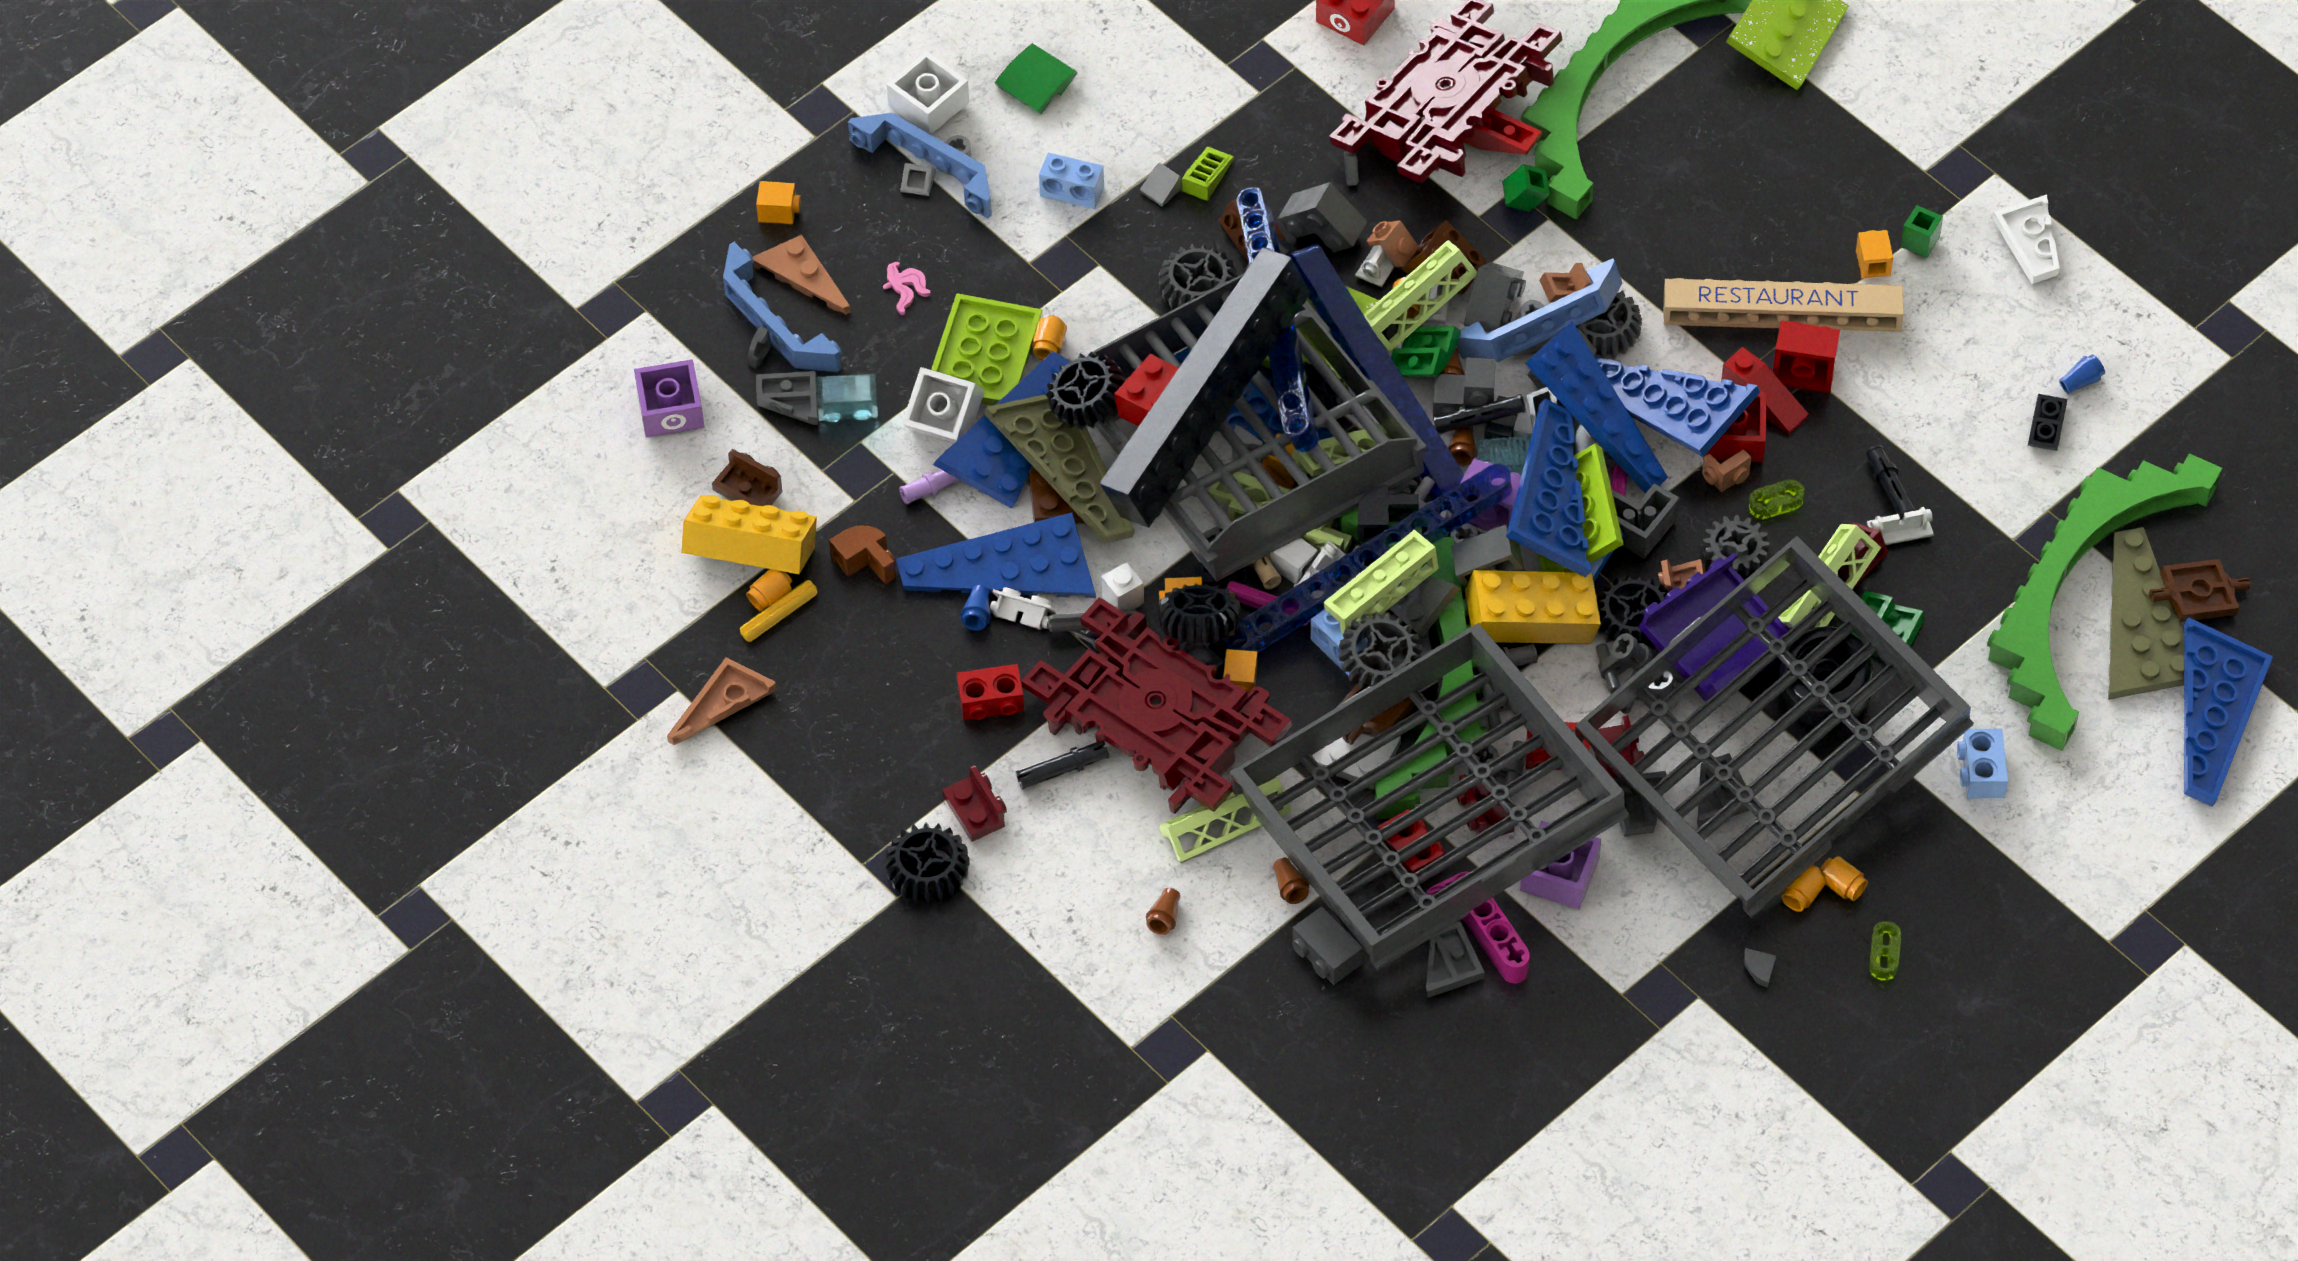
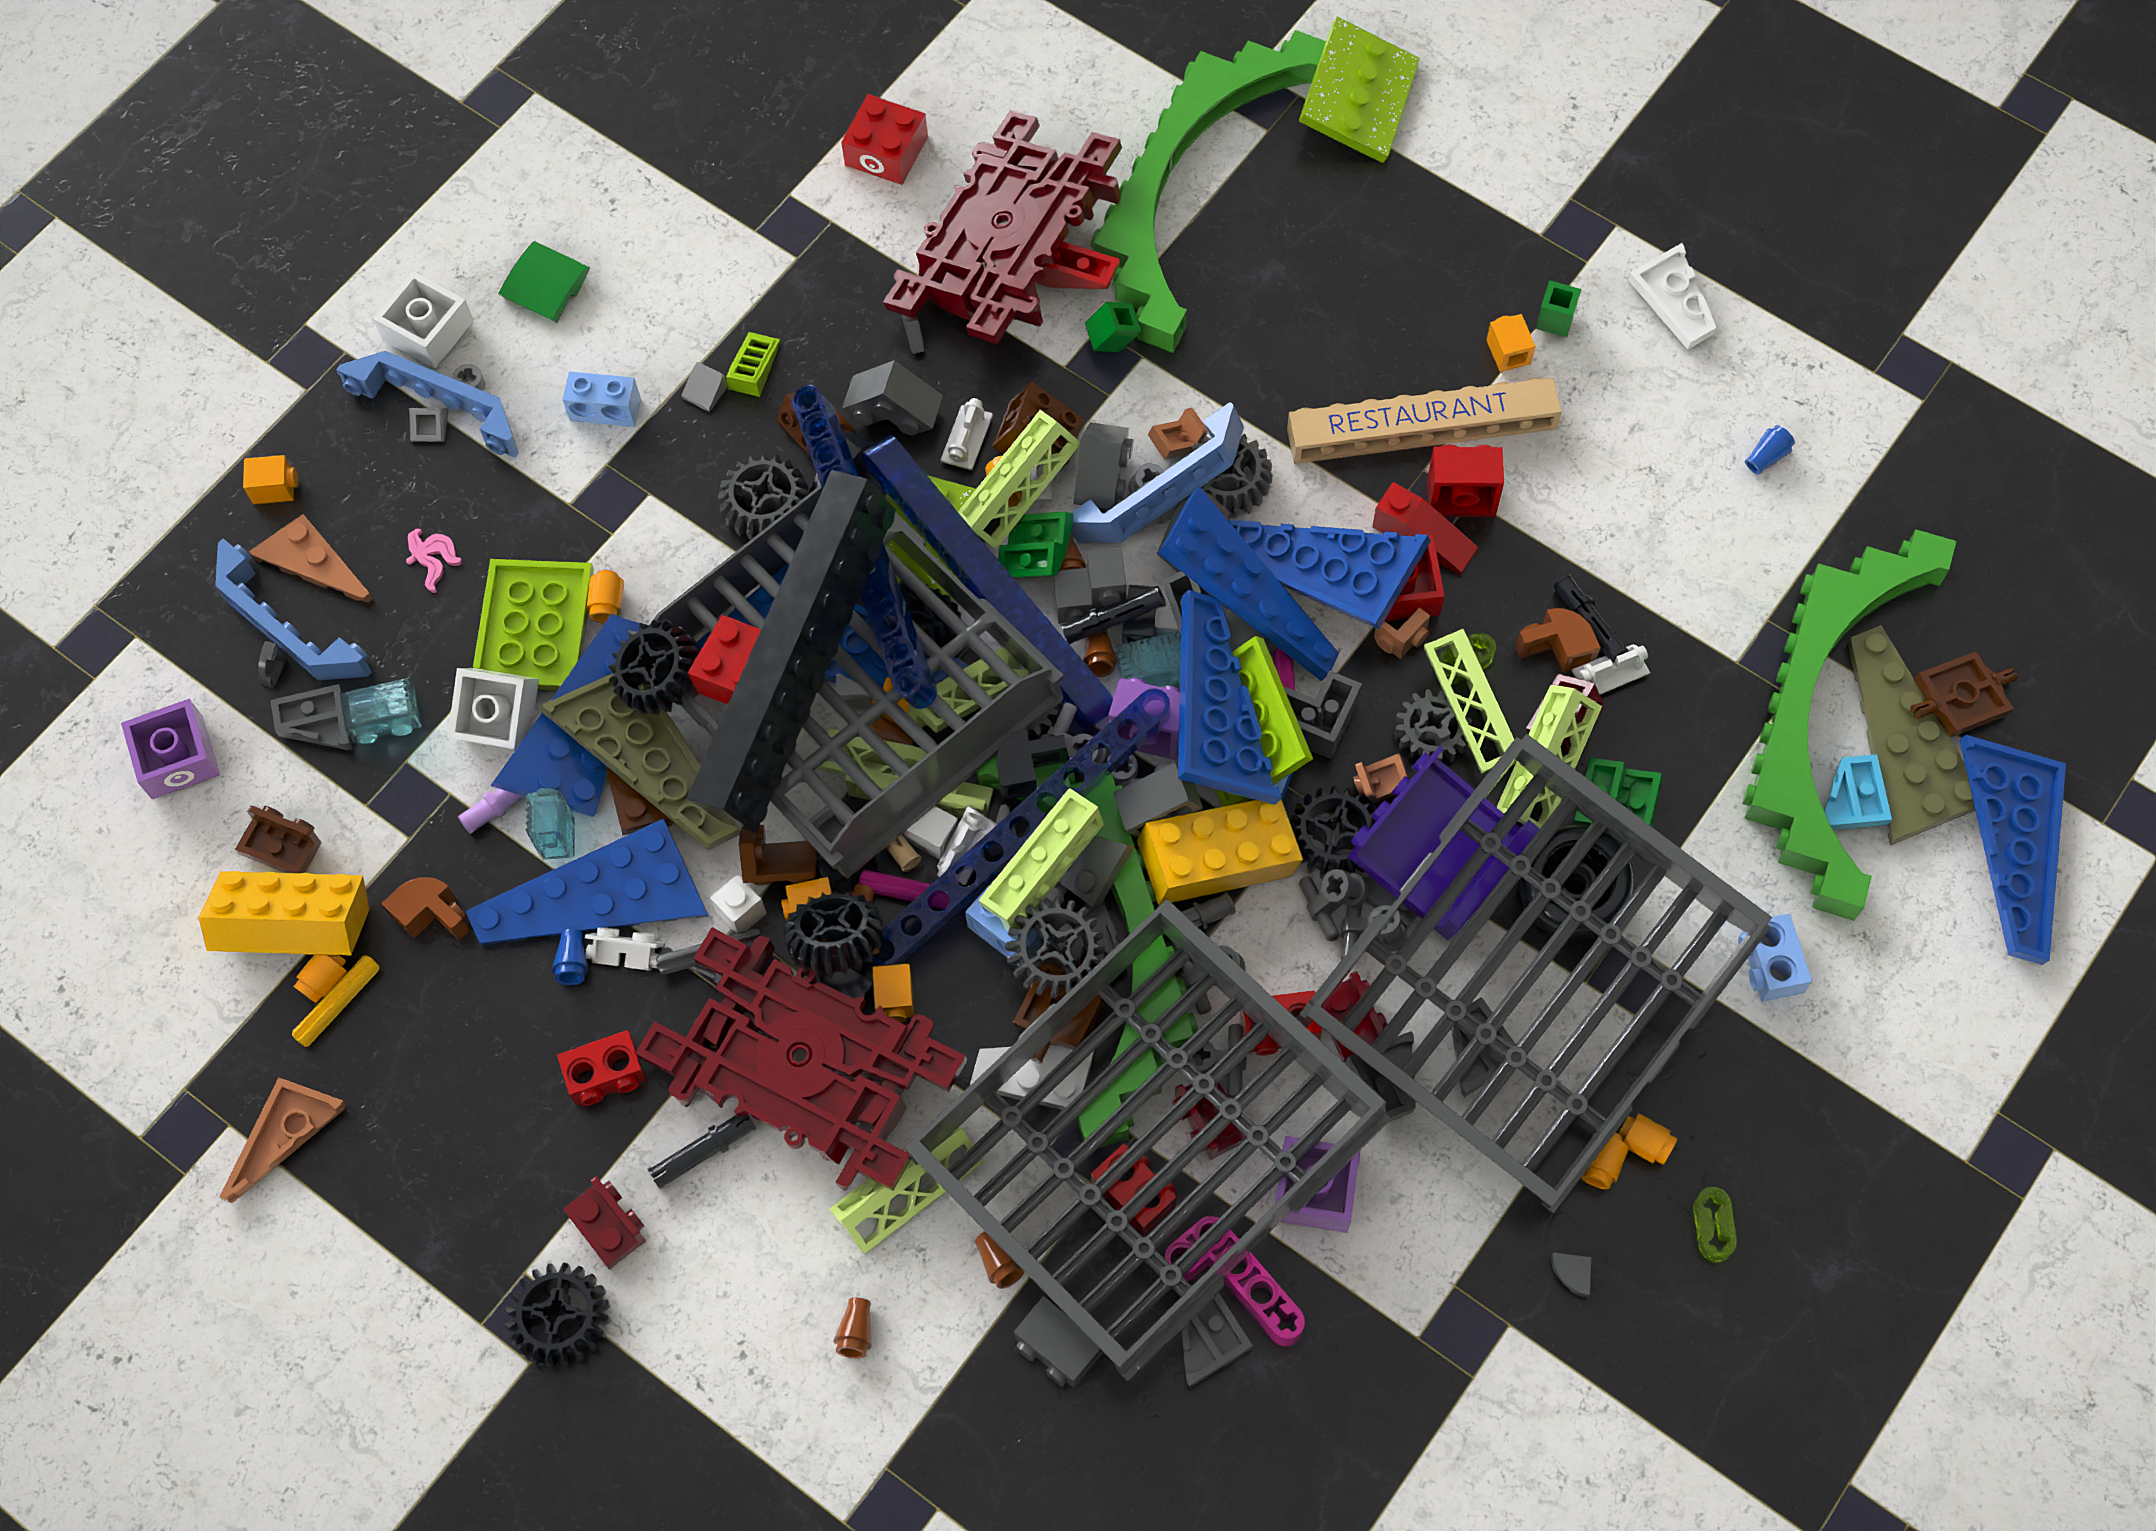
camera: 10 degrees left, 10 degrees up
(977, 502) = (550, 824): none -> clear light blue brick
(1150, 561) = (775, 861): none -> reddish brown bracket
(1394, 240) = (977, 415): nougat bracket -> none
(1780, 519) = (1480, 691): none -> yellowish green fence
(1864, 490) = (1564, 633): none -> dark orange brick
(2047, 422) = (1744, 514): black slope -> none
(2086, 654) = (1858, 795): none -> medium azure wing

